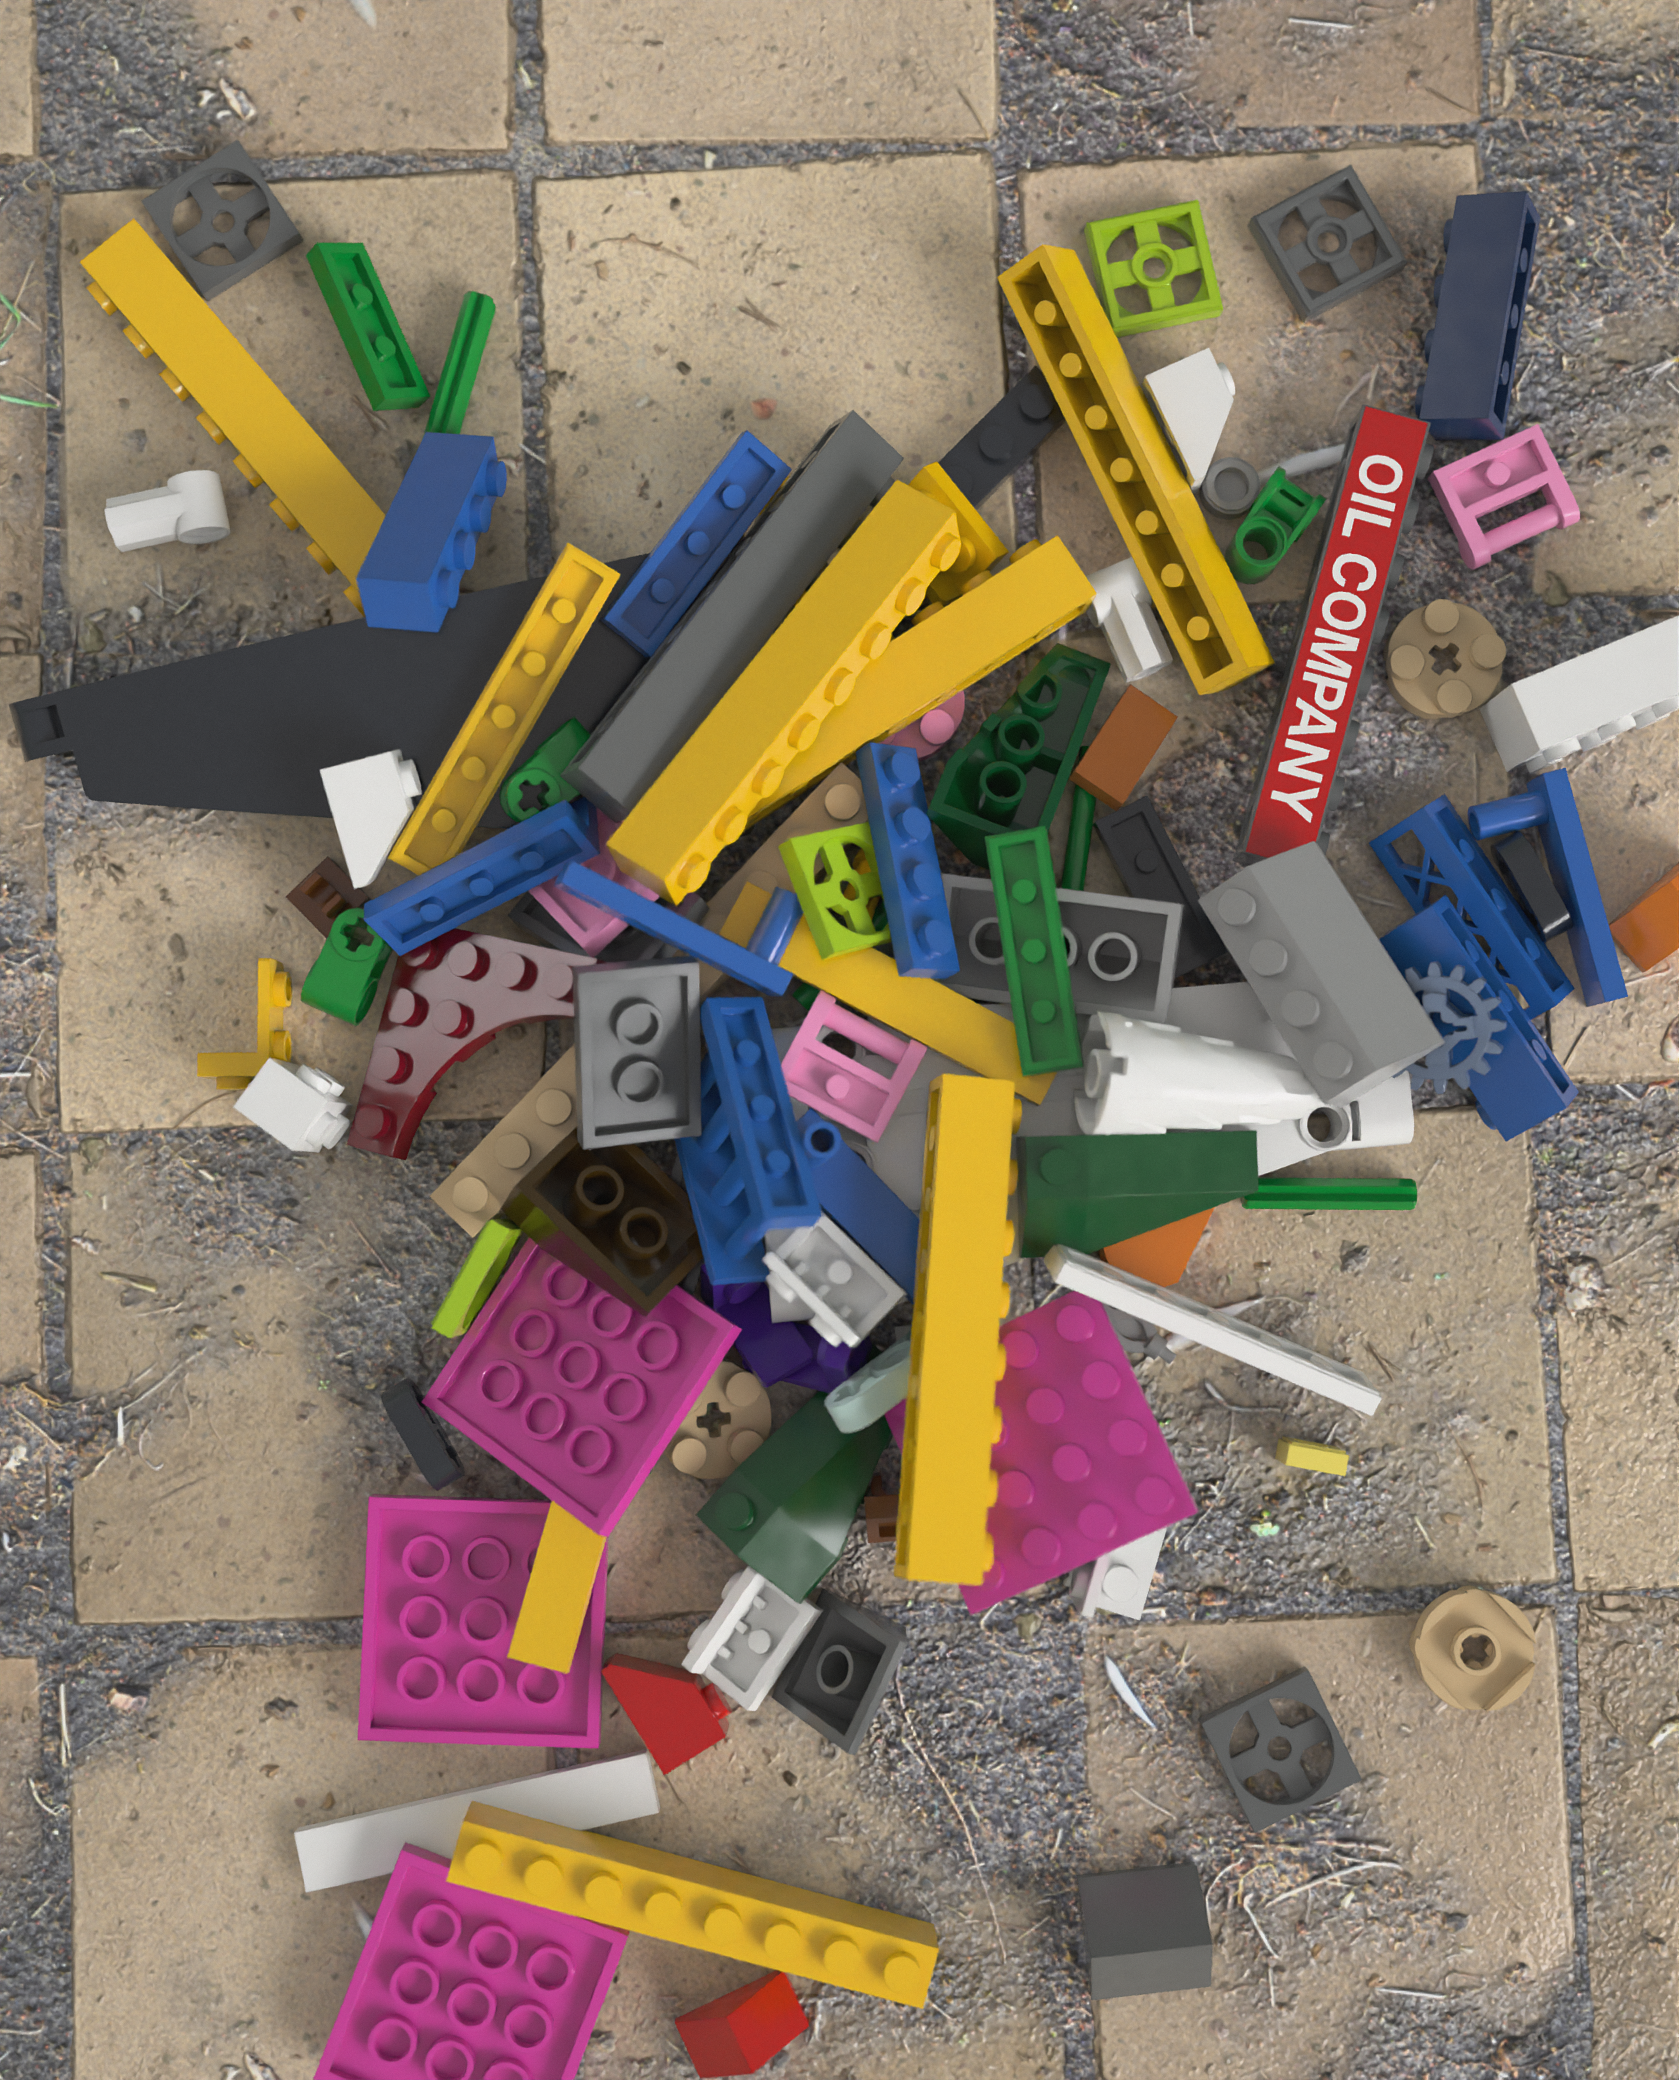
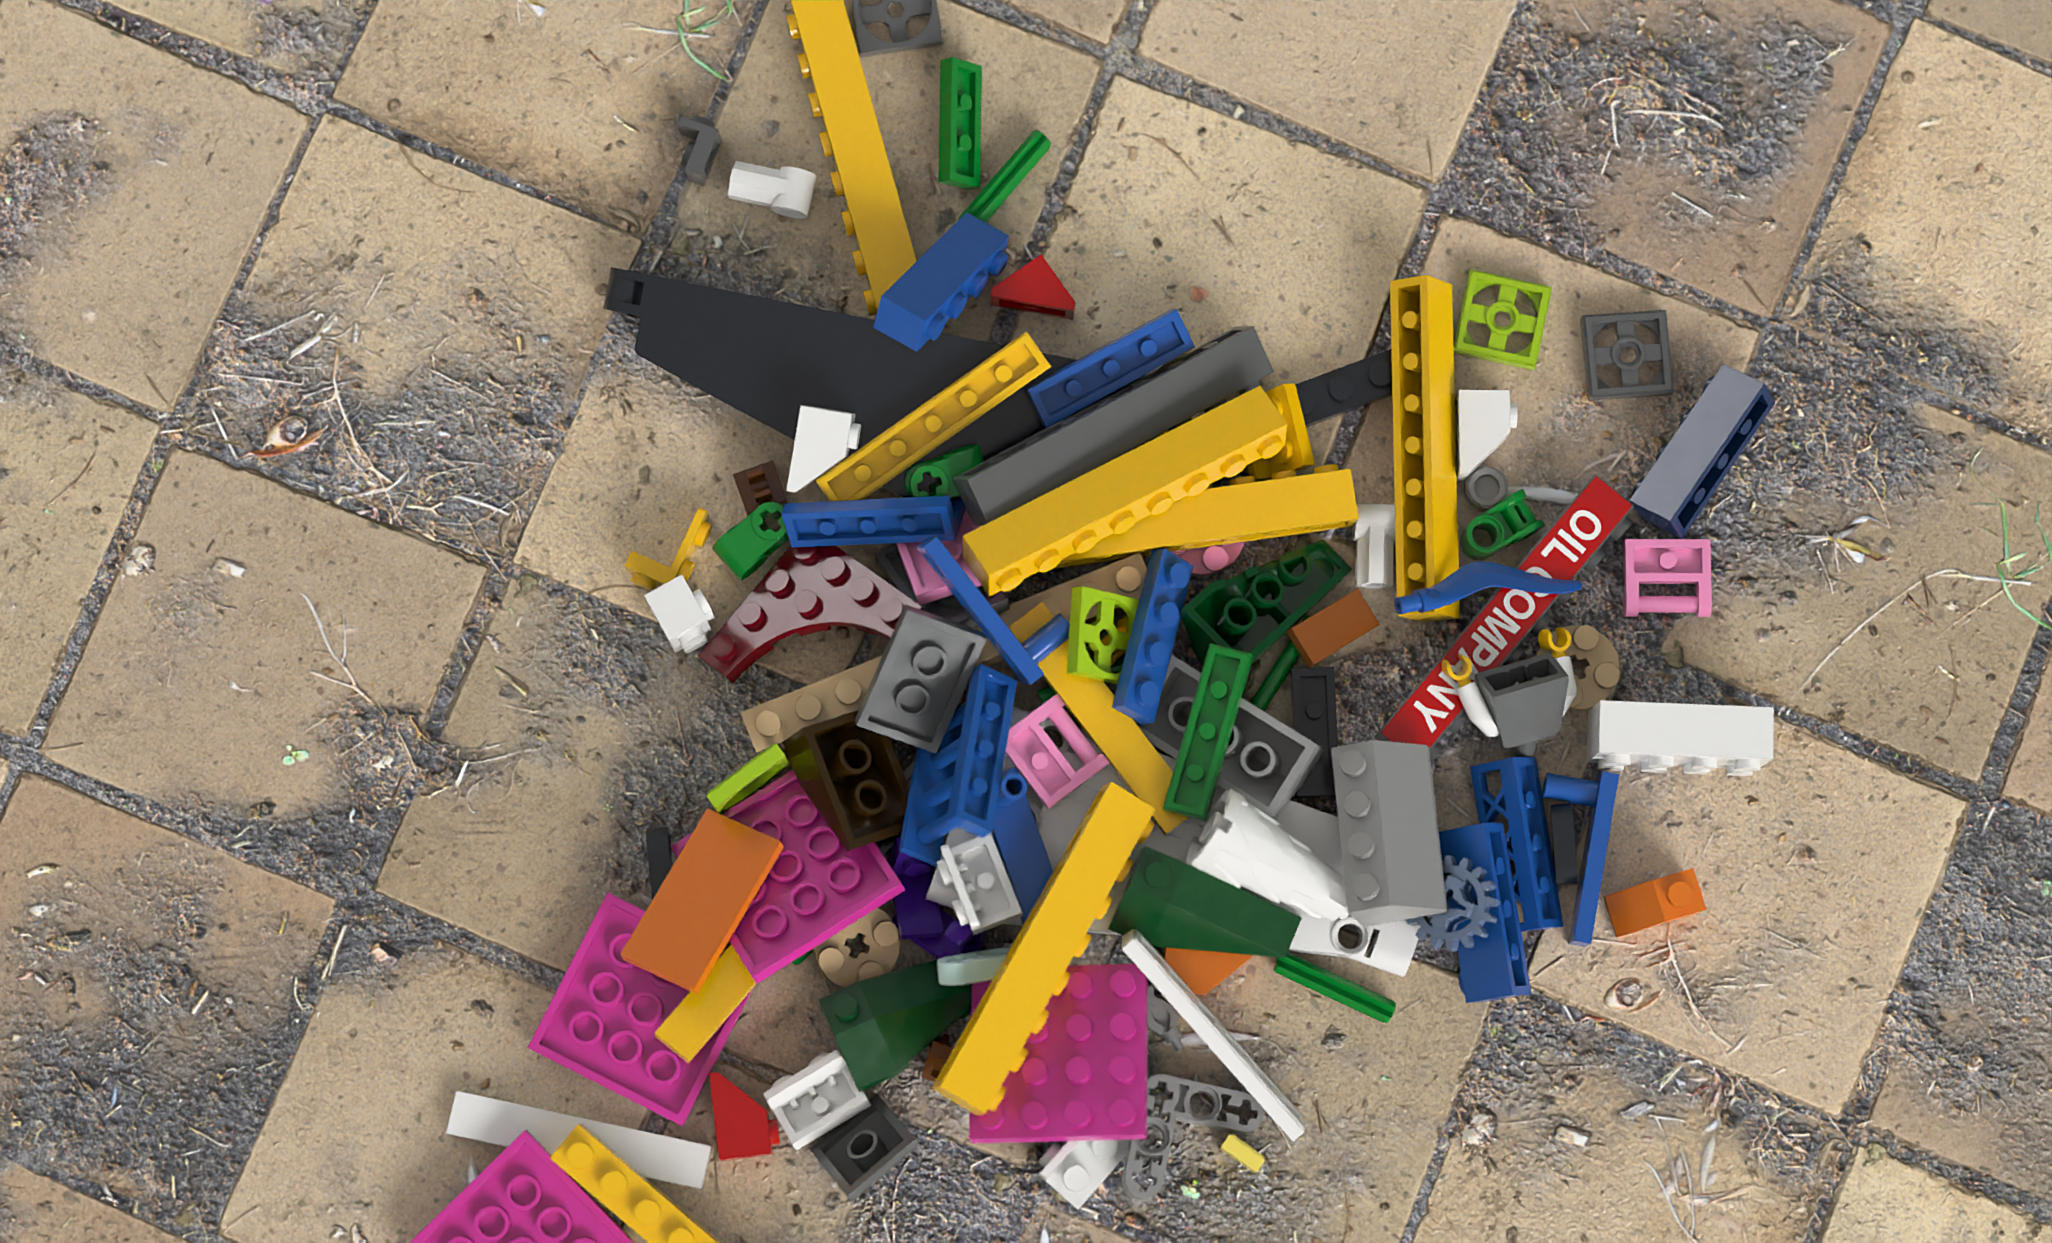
camera: 20 degrees right, 5 degrees down
(61, 508) = (699, 155): none -> dark grey bracket
(490, 1461) = (702, 901): none -> orange tile
(558, 494) = (1034, 290): none -> red slope
(1207, 1436) = (1179, 1110): none -> light grey beam
(1276, 603) = (1476, 577): none -> blue piece
(1401, 729) = (1520, 698): none -> dark grey torso

